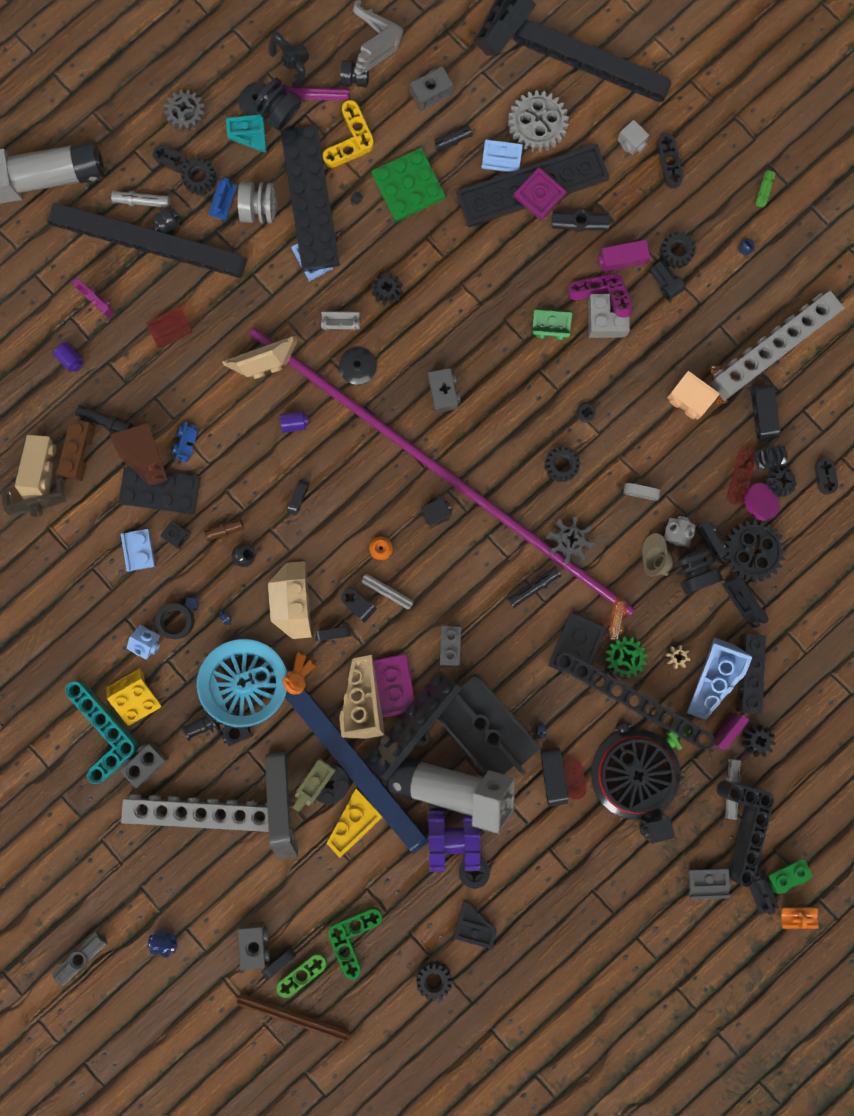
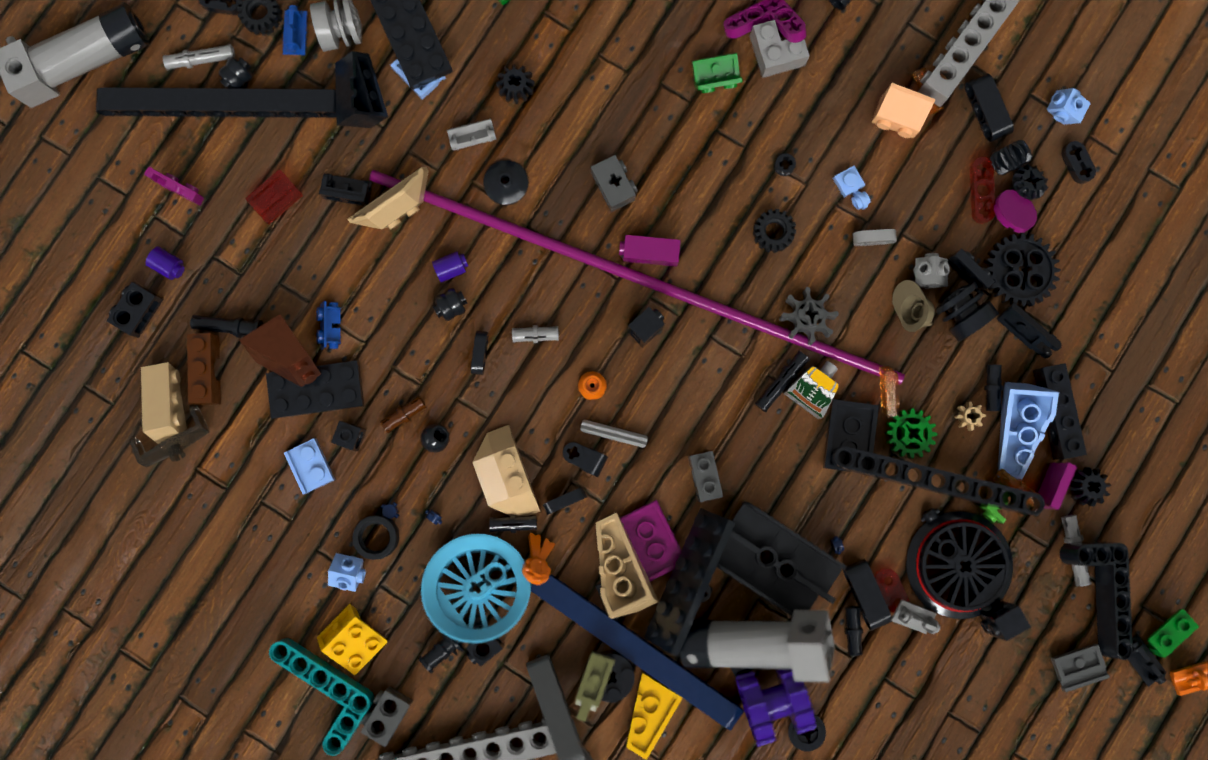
camera: 20 degrees left, 0 degrees up
(38, 392) = (139, 313): none -> black brick
(228, 337) = (345, 190): none -> black hinge
(259, 262) = (358, 92): none -> black wedge
(273, 637) = (496, 524): none -> black pin
(285, 452) = (449, 304): none -> black piece
(346, 494) = (535, 334): none -> light grey pin
(457, 452) = (650, 250): none -> magenta brick
(534, 802) = (853, 630): none -> black pin
(558, 600) = (814, 389): none -> torso
(587, 806) = (916, 618): none -> light grey hinge
(635, 442) = (849, 183): none -> light blue plate
(693, 717) = (1010, 481): none -> clear orange pin
(704, 639) = (993, 387): none -> black pin
(829, 428) = (1068, 106): none -> light blue brick

